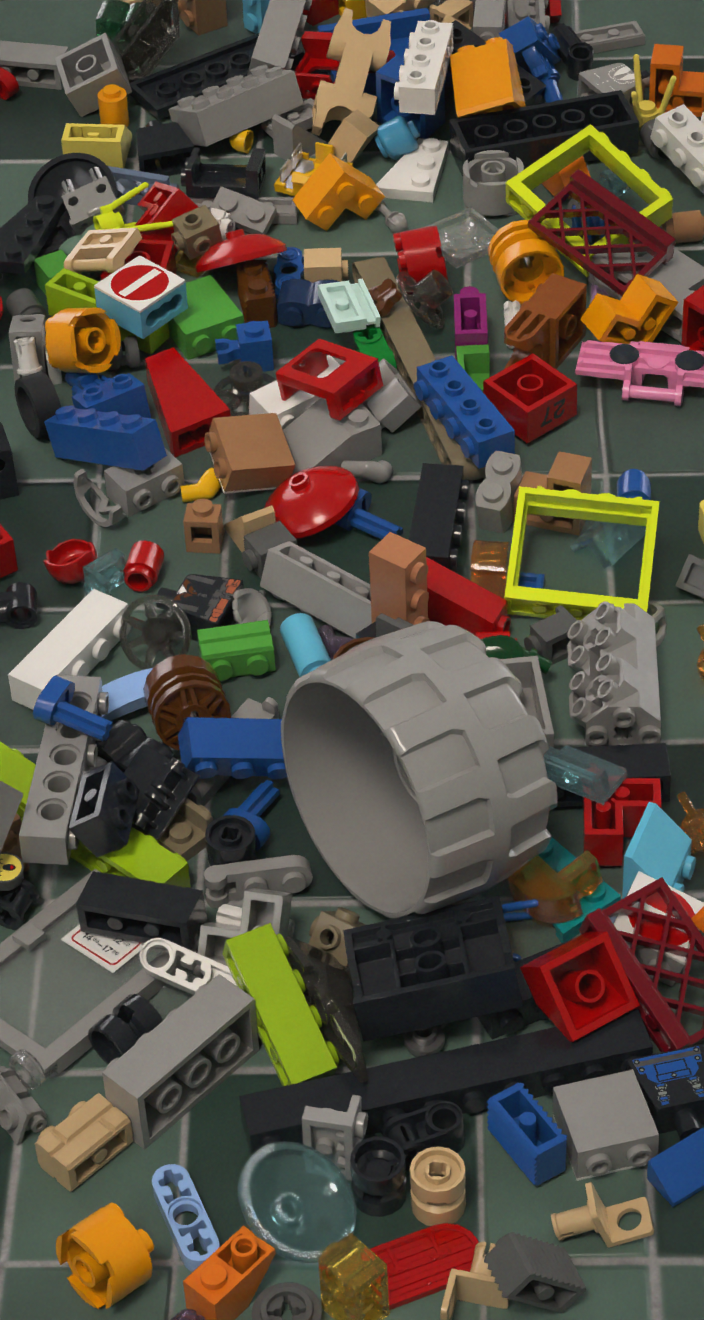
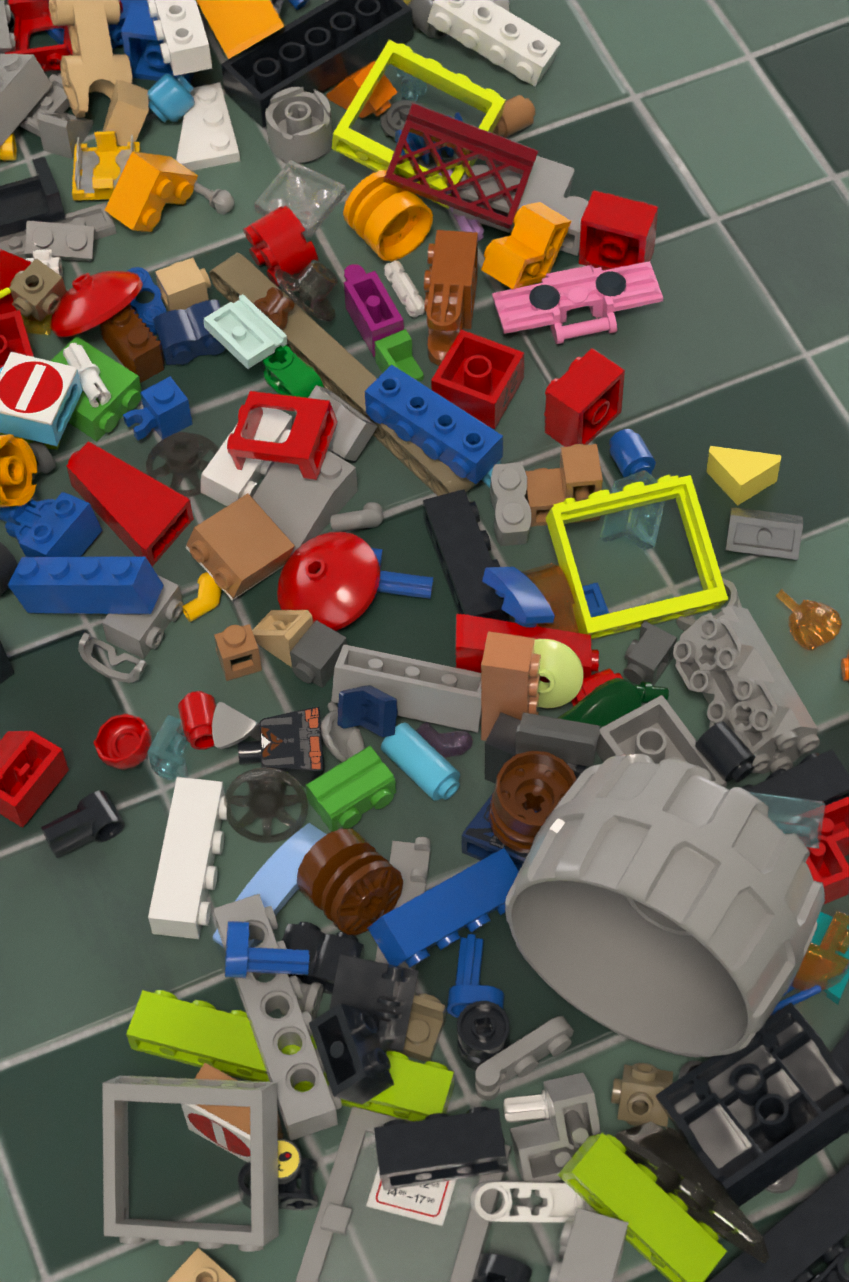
camera: 25 degrees left, 15 degrees up
(161, 572) = (232, 727): none -> light grey tile
(198, 299) = (88, 374): none -> white axle
(278, 590) = (367, 708): none -> dark blue bracket
(455, 600) = (562, 669): none -> yellowish green dish
(456, 547) = (520, 596): none -> blue slope
(562, 706) = (726, 752): none -> black brick
(613, 434) = (584, 399): none -> red brick

